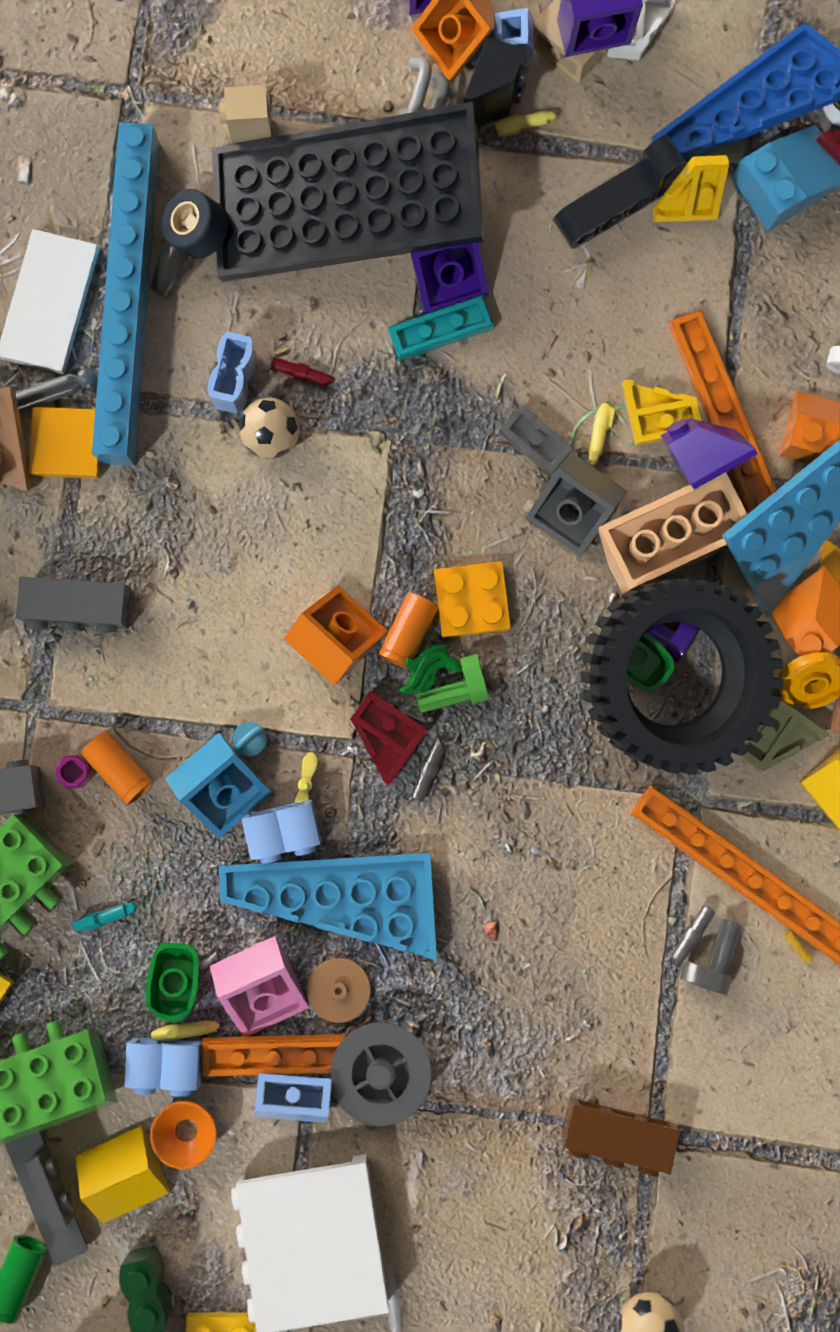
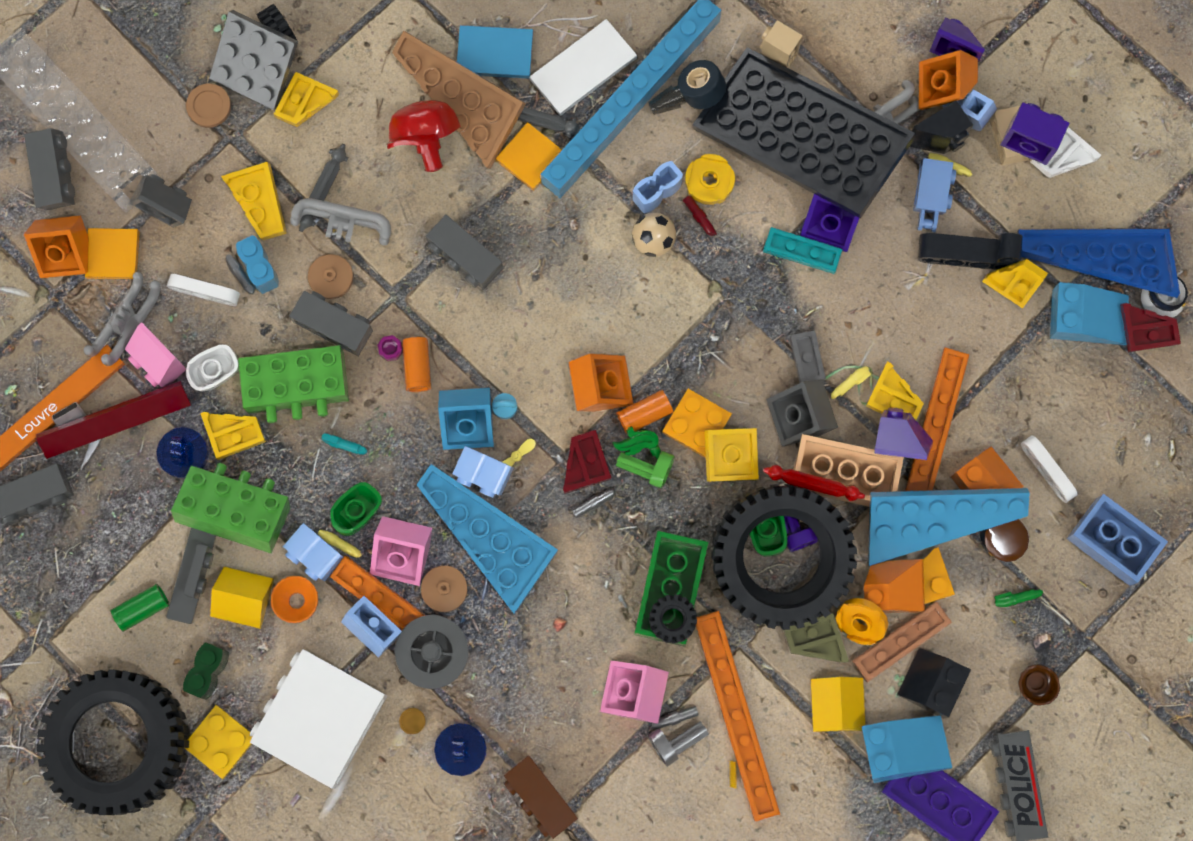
camera: 45 degrees right, 5 degrees down
(289, 306) = (721, 172): none -> yellow plate
(415, 1160) = (412, 721): none -> pearl gold piece
(492, 1151) = (460, 749): none -> clear blue tile
(532, 160) = (933, 191): none -> medium blue brick
(537, 606) = (731, 454): none -> yellow plate
(586, 803) = (673, 570): none -> green brick
(630, 943) = (634, 691): none -> bright pink slope
(641, 833) = (689, 619): none -> black tyre
(654, 570) = (814, 483): none -> red wheel

